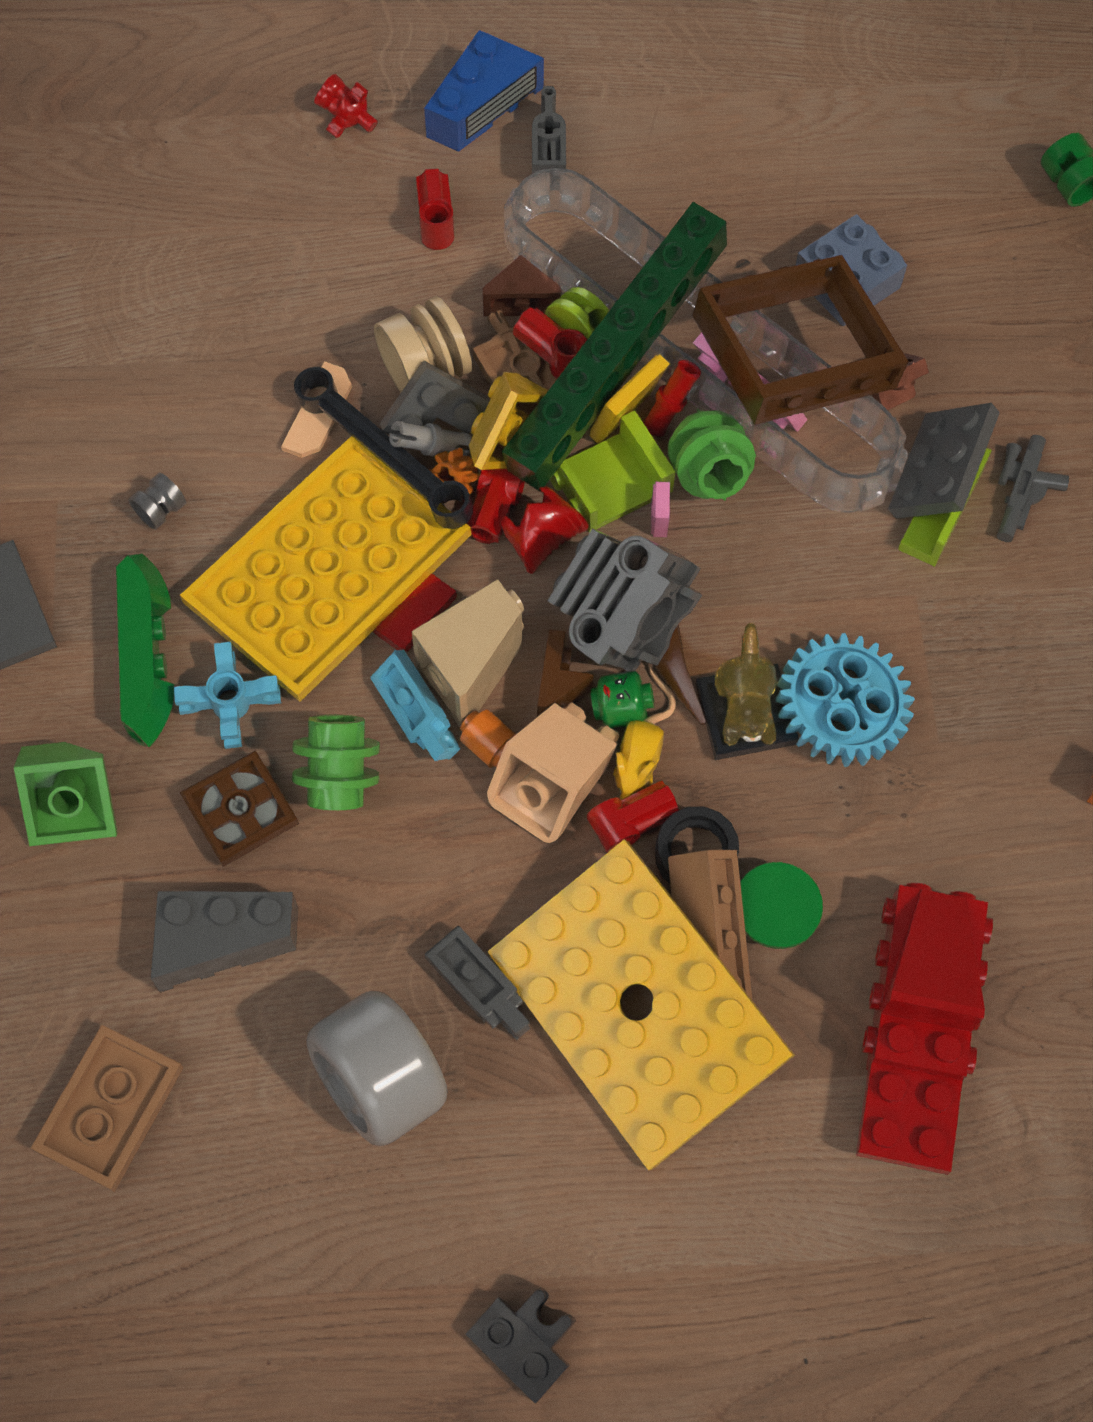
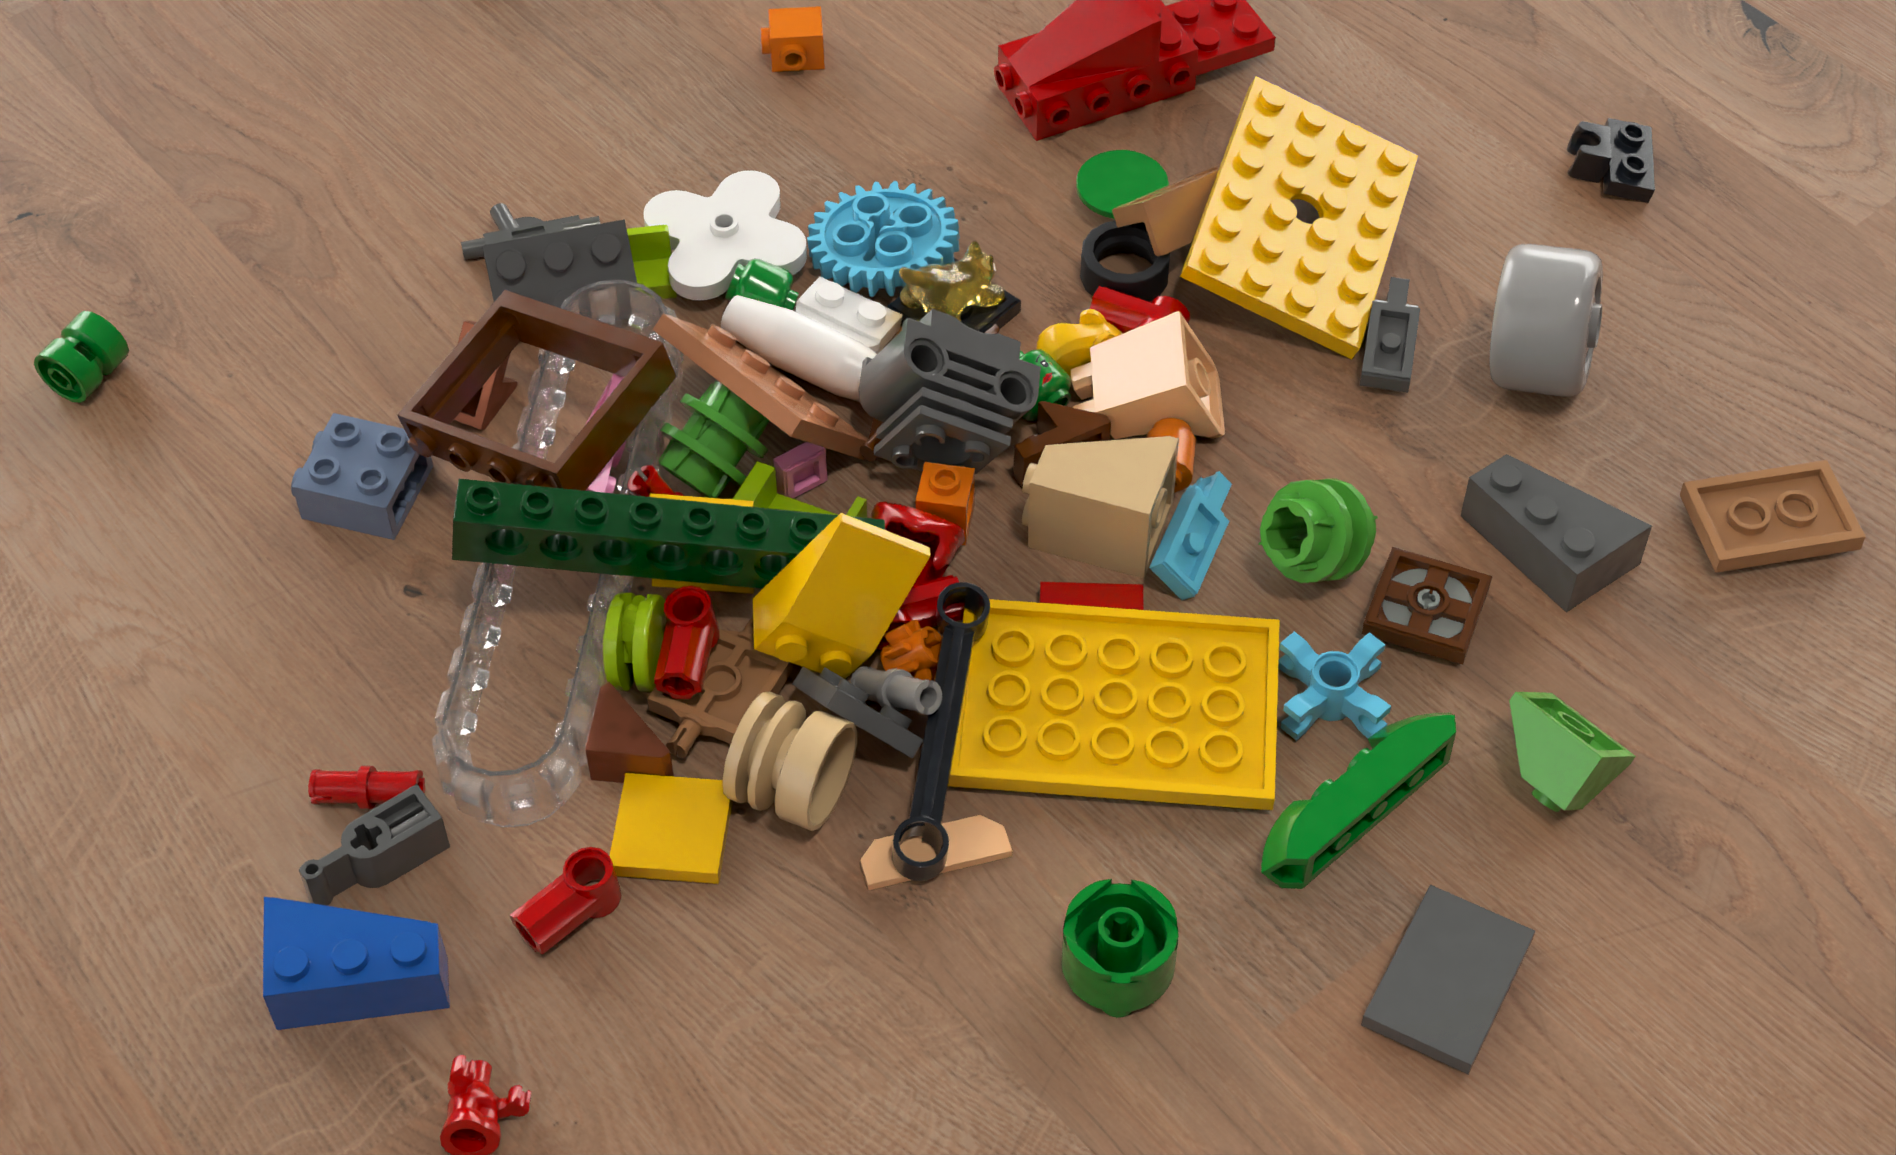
camera: 125 degrees left, 15 degrees down
(157, 501) = (1194, 903): flat silver wheel -> none
(159, 437) = (1119, 945): none -> green brick
(449, 277) = (671, 828): none -> yellow tile
(550, 563) = (948, 493): none -> orange brick
(600, 158) = (361, 787): none -> red pin
(734, 501) = (761, 385): none -> nougat plate
(769, 593) = (820, 339): none -> white plate
(846, 585) = (763, 283): none -> green head
(923, 596) = (725, 231): none -> white plant

